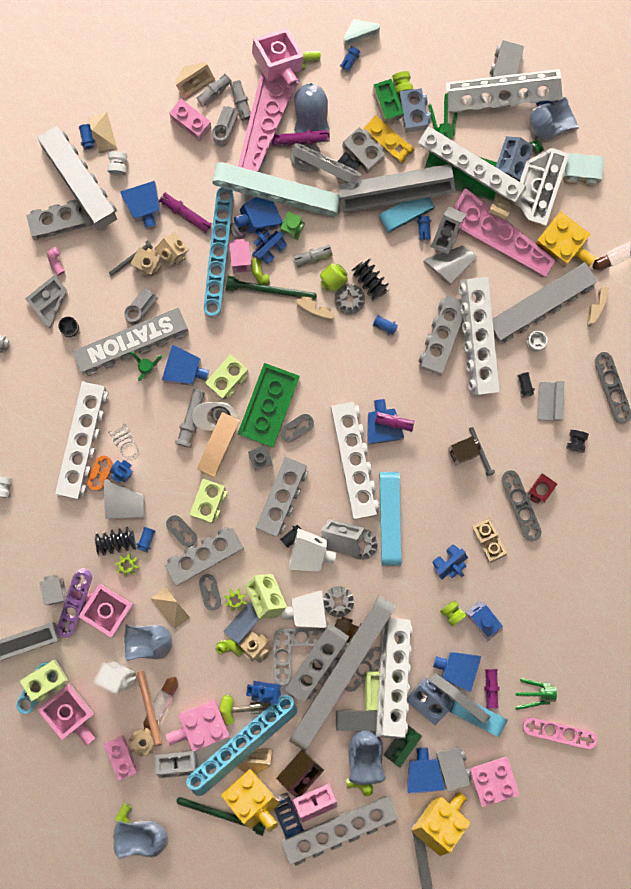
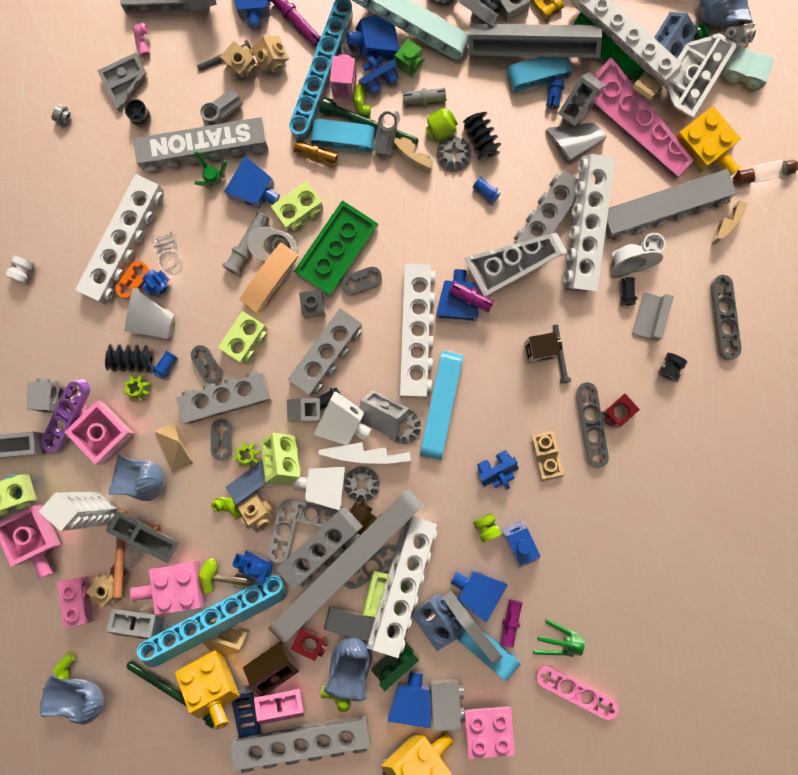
camera: 25 degrees right, 0 degrees up
(165, 688) = (142, 536): none -> dark grey slope
(231, 326) = (315, 152): none -> pearl gold pin
(251, 306) = (343, 135): none -> medium azure beam
(275, 550) = (303, 409): none -> light grey brick
(288, 296) = (386, 133): none -> light grey piece
(320, 739) = (299, 643): none -> dark red brick
(328, 577) = (357, 454): none -> white slope
(421, 384) = (509, 263): none -> white wedge
(522, 356) = (633, 259): none -> white piece
(571, 142) = (741, 34): none -> light grey hinge

